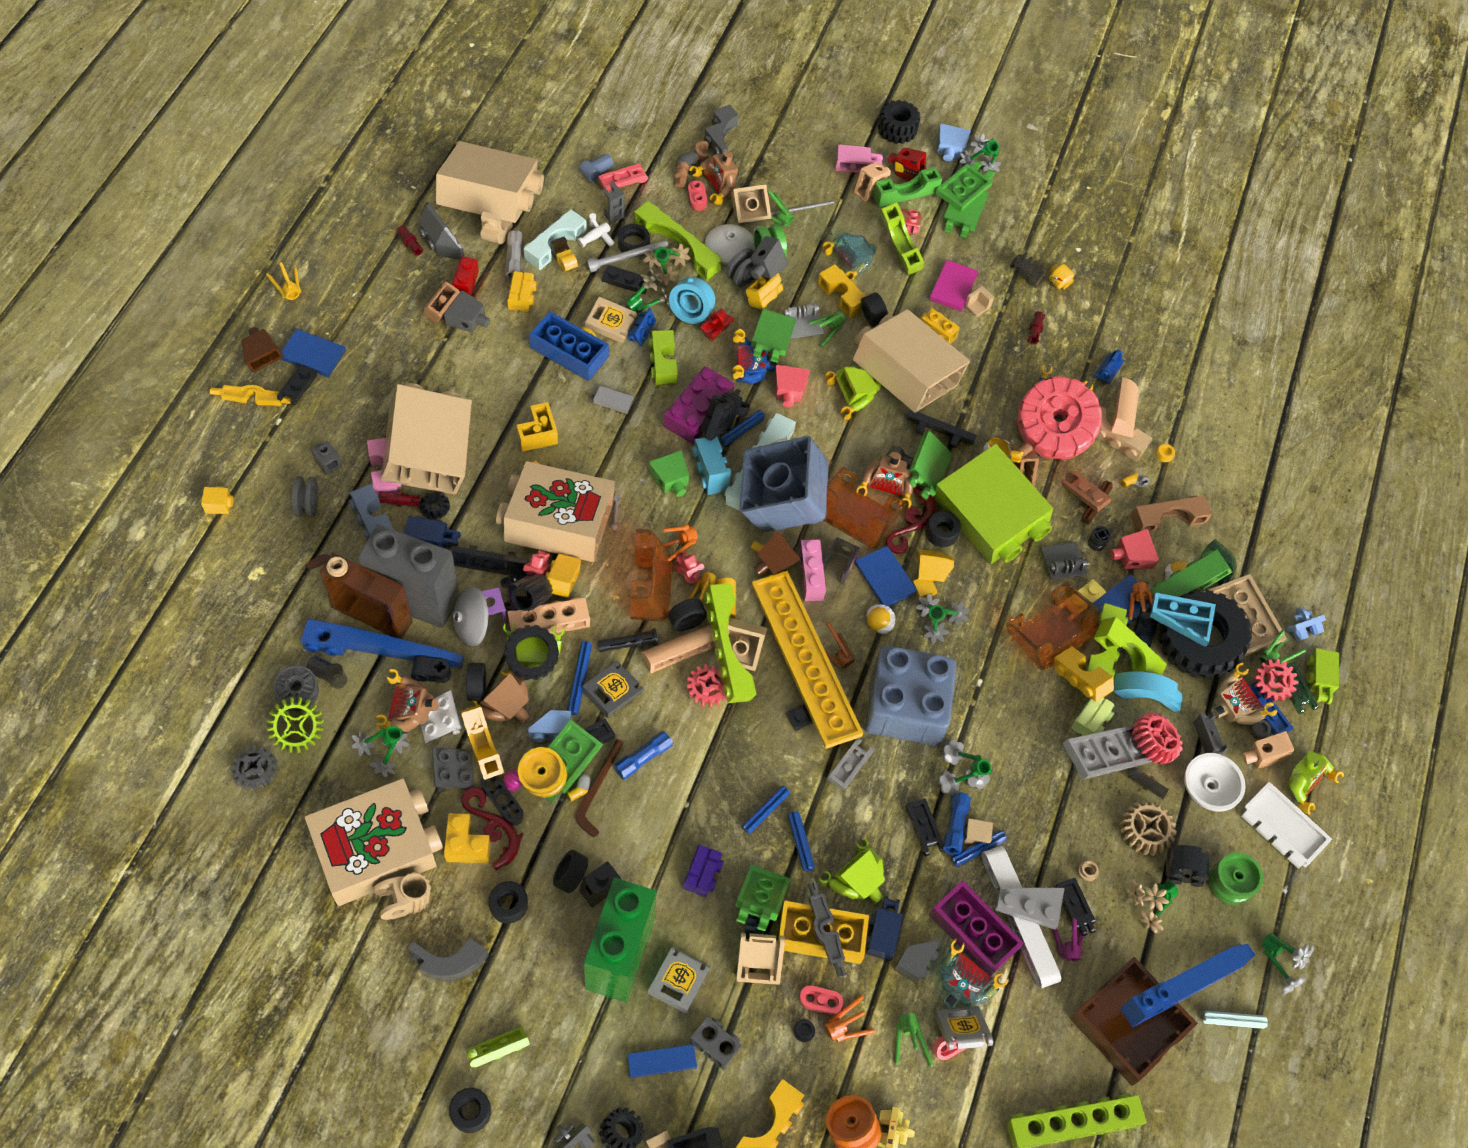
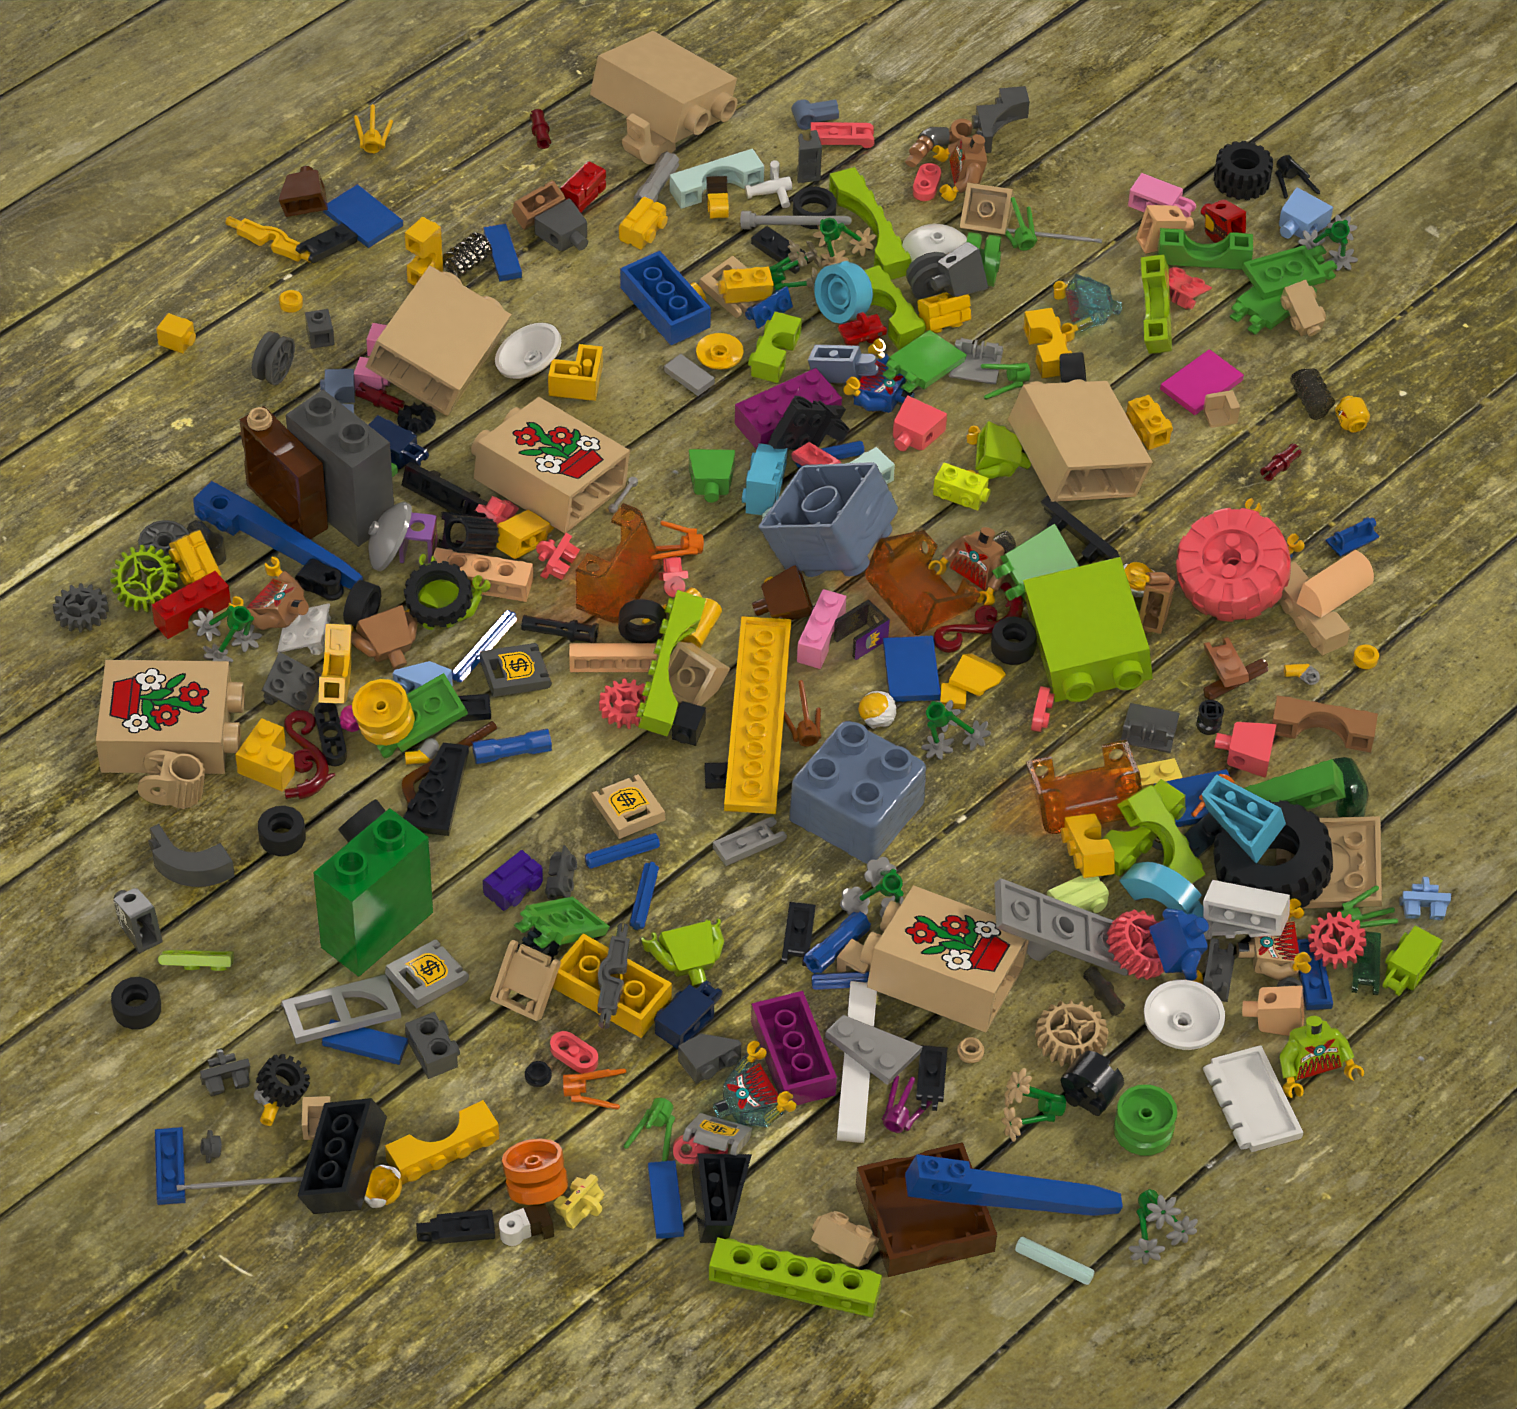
camera: 30 degrees right, 10 degrees down
(292, 441) = (291, 301): none -> yellow tile
(327, 692) = (193, 557): none -> yellow brick
(333, 741) = (174, 611): none -> red arch
(379, 365) = (426, 243): none -> yellow arch
(407, 360) = (467, 254): none -> clear smoke piece
(431, 347) = (503, 252): none -> blue tile
(434, 1033) = (134, 907): none -> dark grey torso
(438, 235) = (576, 129): dark grey wedge -> none
(488, 418) = (528, 350): none -> white dish
(593, 582) = (548, 551): none -> coral hips
(610, 820) = (438, 793): none -> black wing
(623, 317) = (746, 284): none -> yellow brick
(627, 368) = (719, 351): none -> yellow dish
(644, 1010) = (374, 988): none -> light grey window
(720, 355) = (841, 362): none -> sand blue brick
(737, 857) = (563, 866): none -> dark grey hinge
(740, 437) = (812, 455): none -> coral plate
(742, 309) = (904, 324): none -> lime arch
(748, 766) = (625, 800): none -> tan container
(762, 684) = (688, 723): none -> black brick
(847, 422) = (961, 486): none -> neon yellow brick
(925, 111) = (1289, 168): none -> black plant
(949, 1096) = (665, 1199): none -> blue tile
(989, 576) = (1044, 701): none -> coral plate
(990, 1081) = (717, 1192): none -> black wedge
(992, 210) = (1303, 308): none -> tan brick
(1043, 809) = (944, 958): none -> tan brick
(1094, 1074) = (843, 1238): none -> tan brick
(1187, 726) = (1180, 942): none -> blue torso
(1214, 684) = (1244, 910): none -> white wedge

